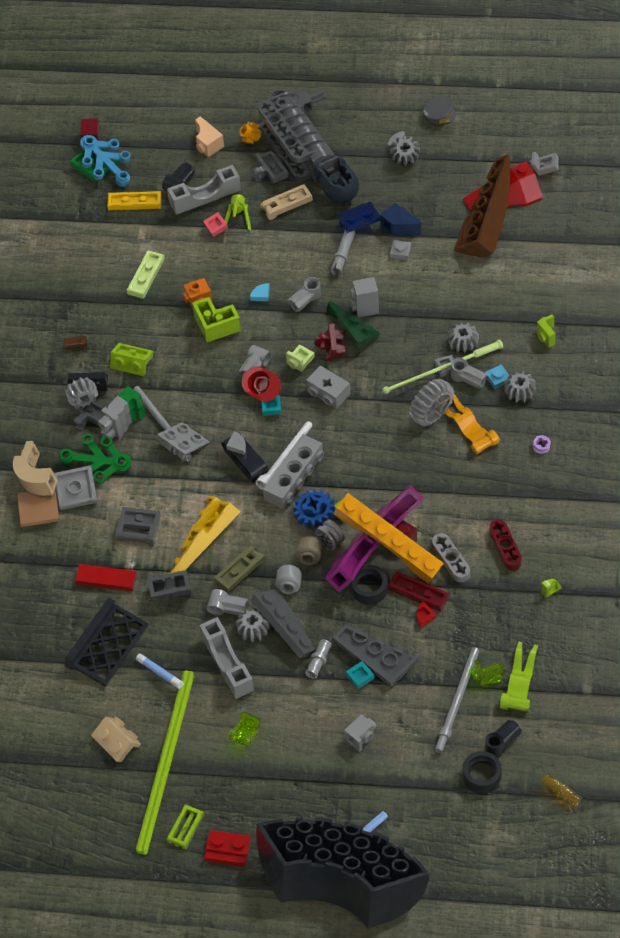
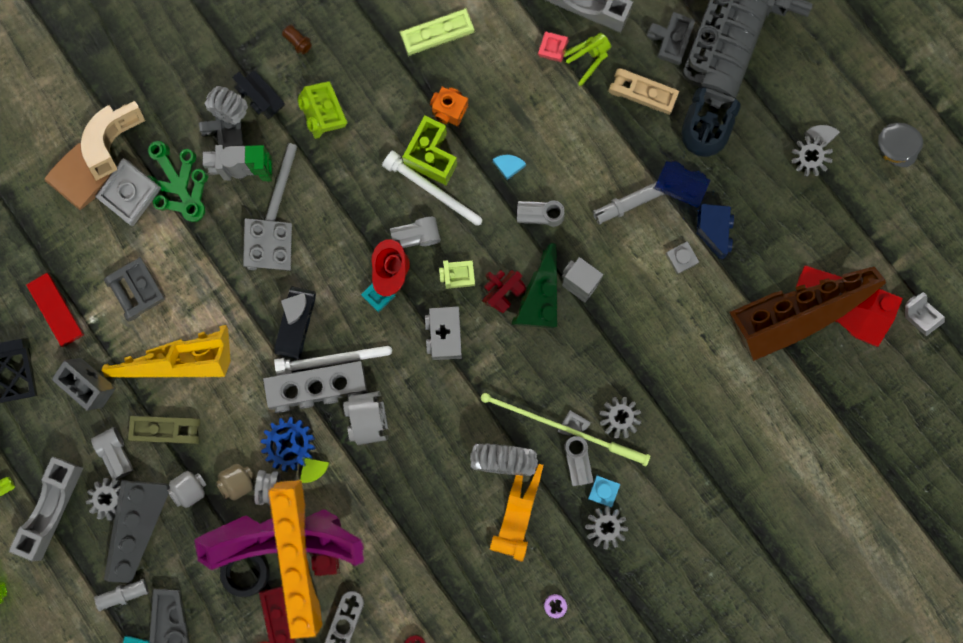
camera: 45 degrees right, 25 degrees up
(202, 344) = (395, 163): none -> white piece
(339, 454) = (366, 418): none -> light grey brick
(545, 331) = (696, 498): lime bracket -> none

